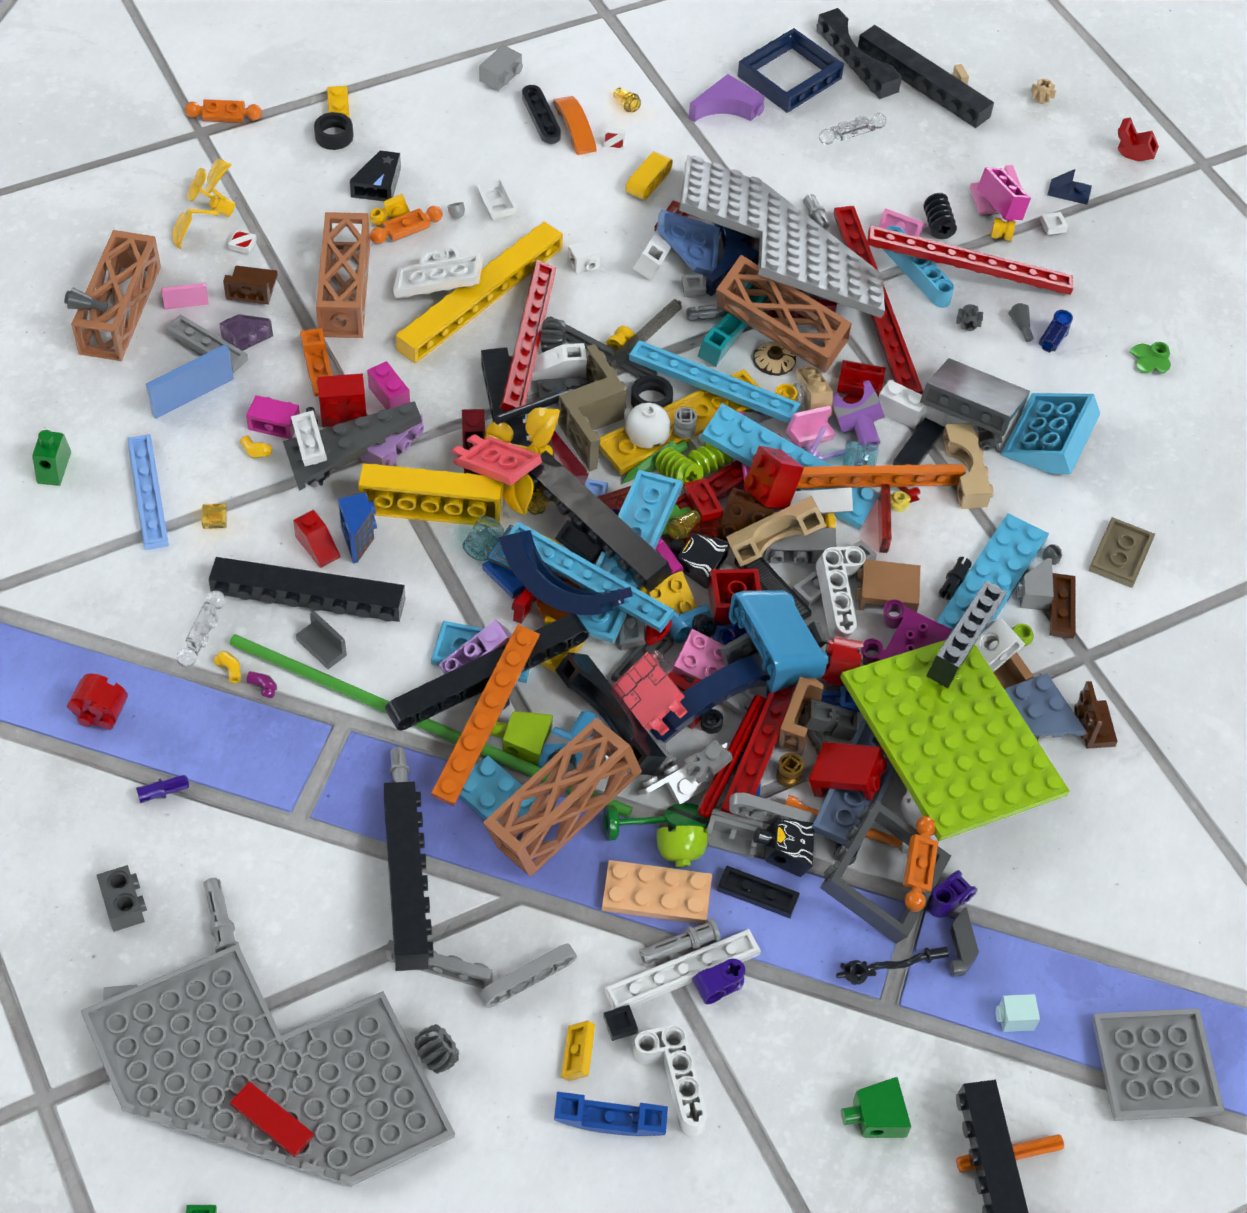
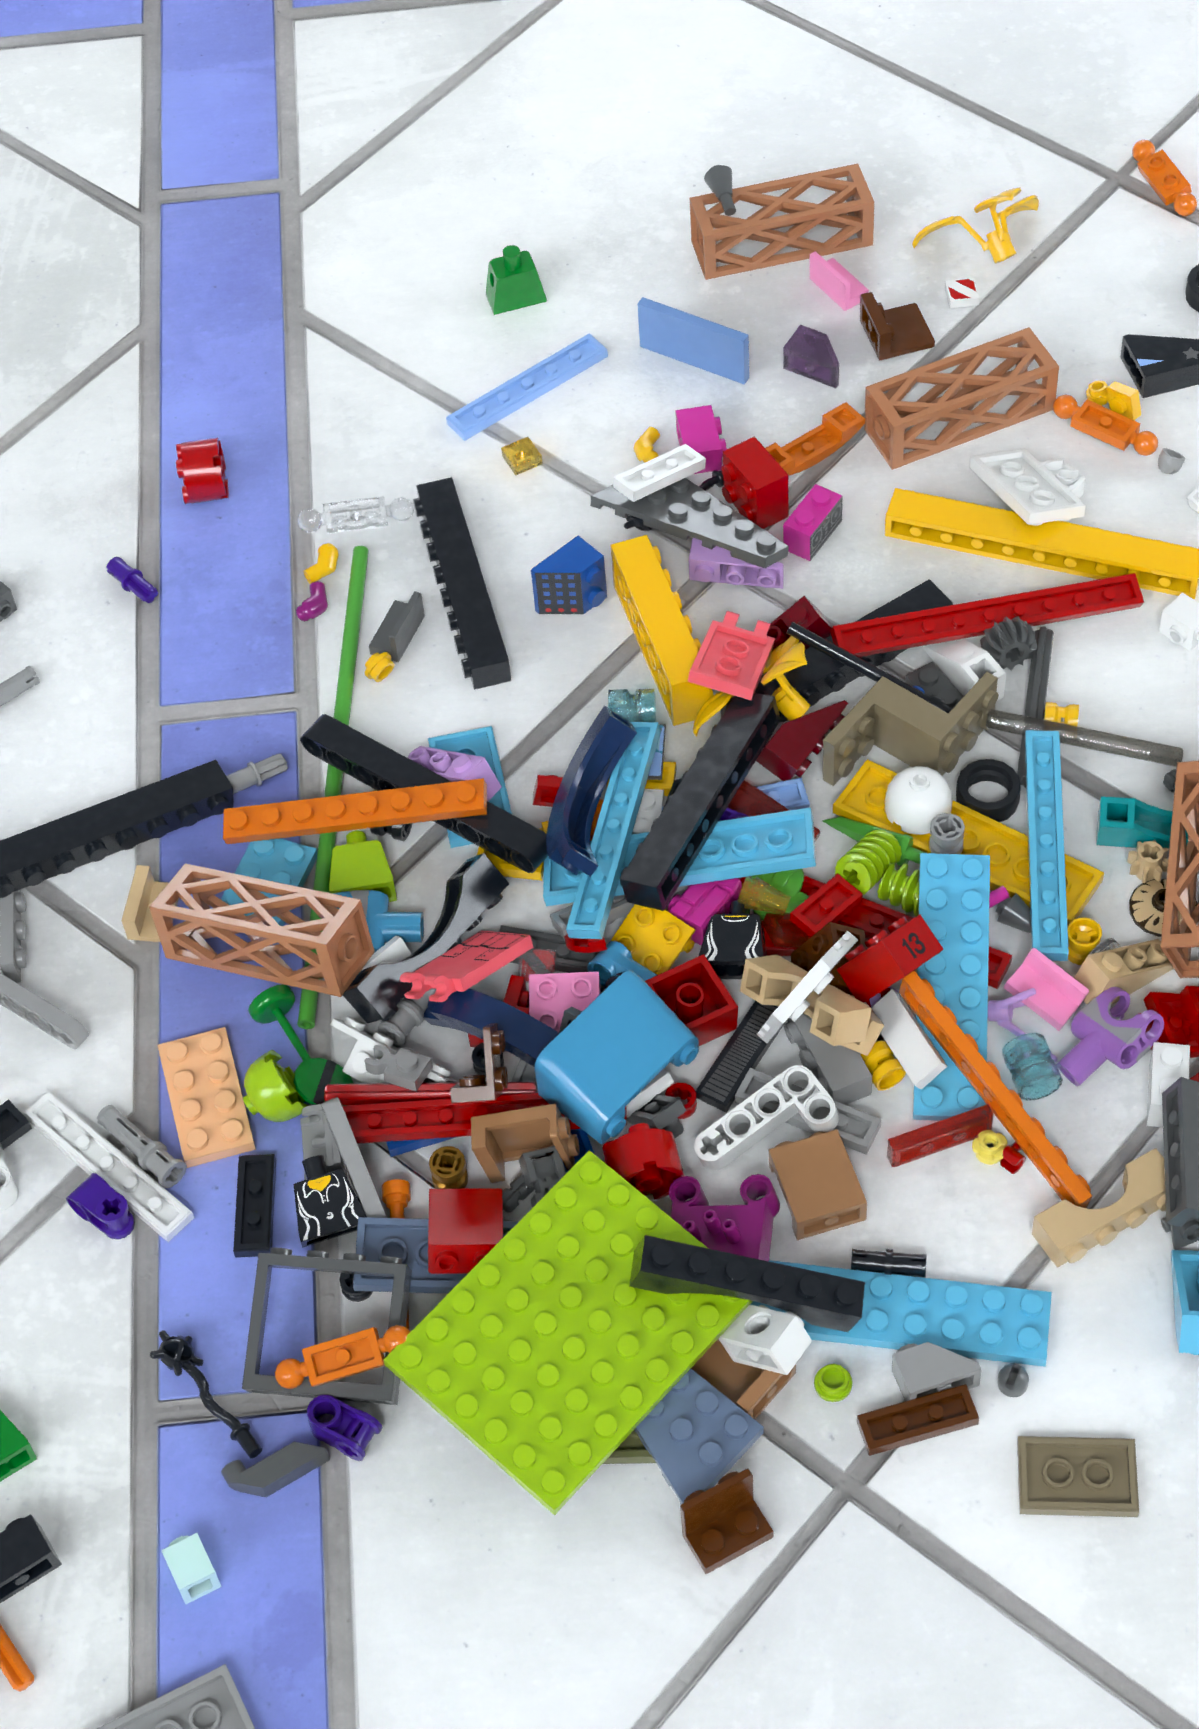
camera: 75 degrees right, 0 degrees up
(203, 340) = (774, 334): light grey plate -> none
(316, 538) = (538, 545): red slope -> none
(351, 664) = (379, 666): none -> yellow plate
(478, 874) = (137, 915): none -> tan panel
(745, 347) = (1148, 861): none -> tan gear
(763, 705) = (474, 1087): none -> bracket
(789, 519) = (815, 980): none -> white wing
(919, 443) = (1108, 1136): black tile -> none

